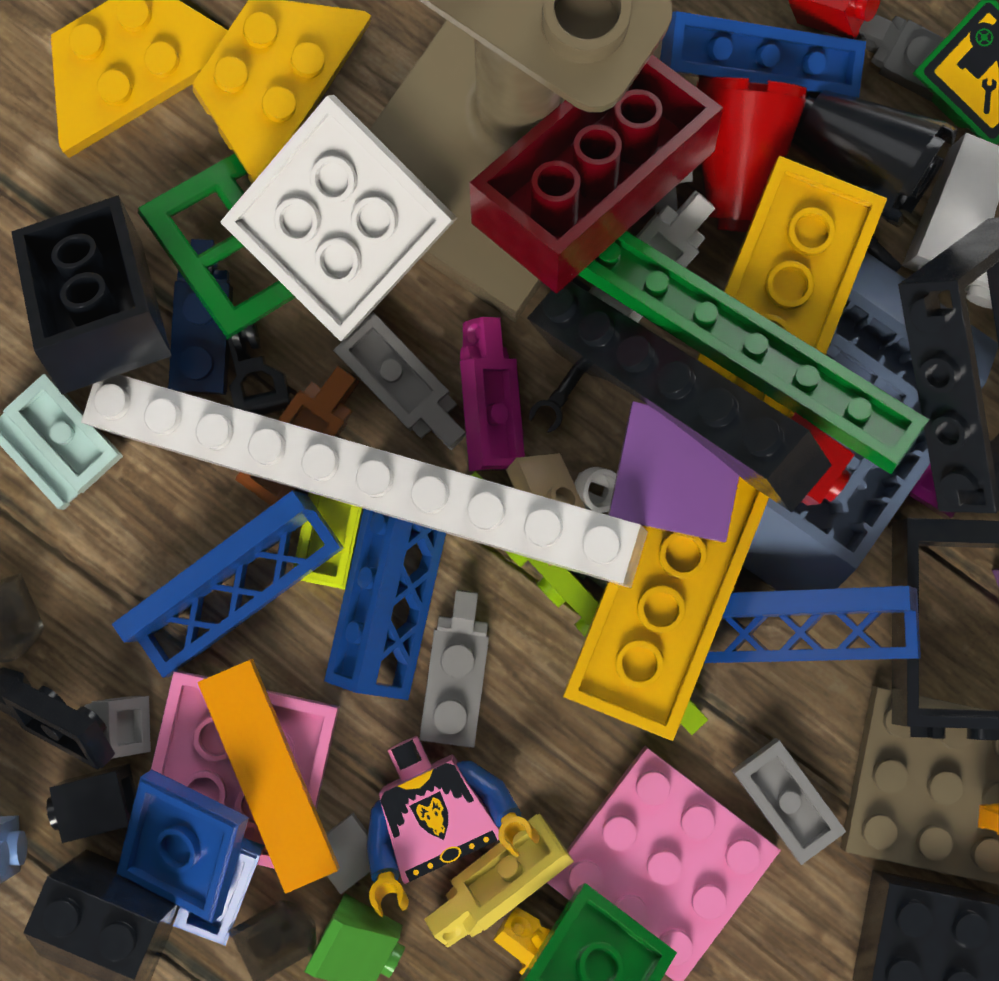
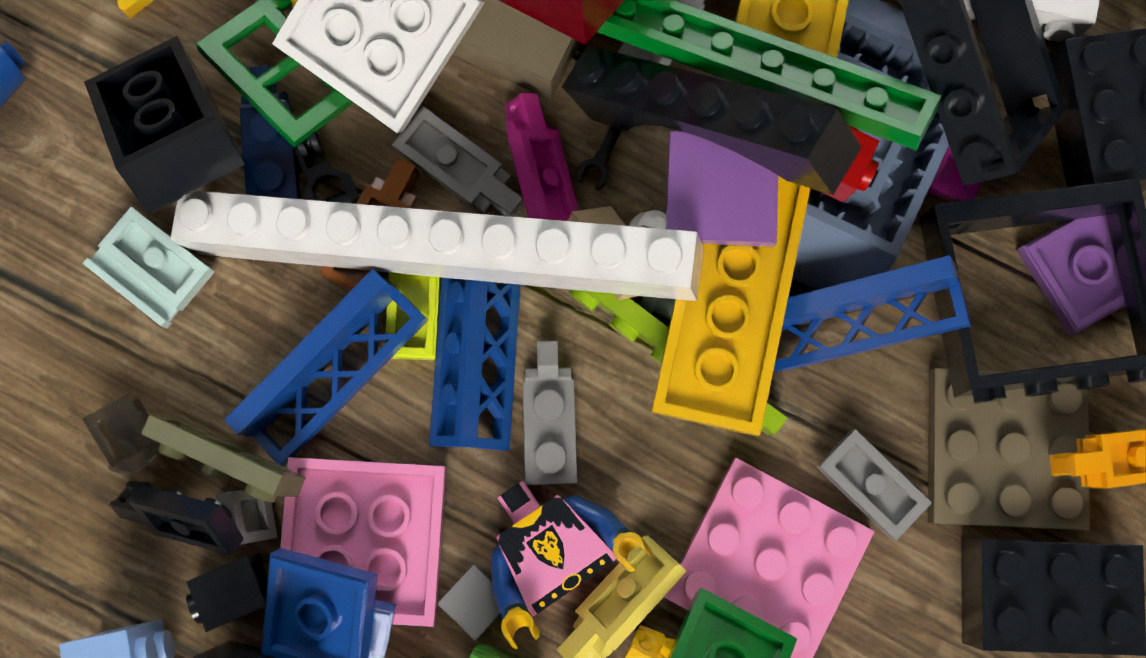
camera: 10 degrees left, 5 degrees down
(105, 663) = (222, 459): none -> olive plate
(269, 776) = (390, 537): light orange tile -> none

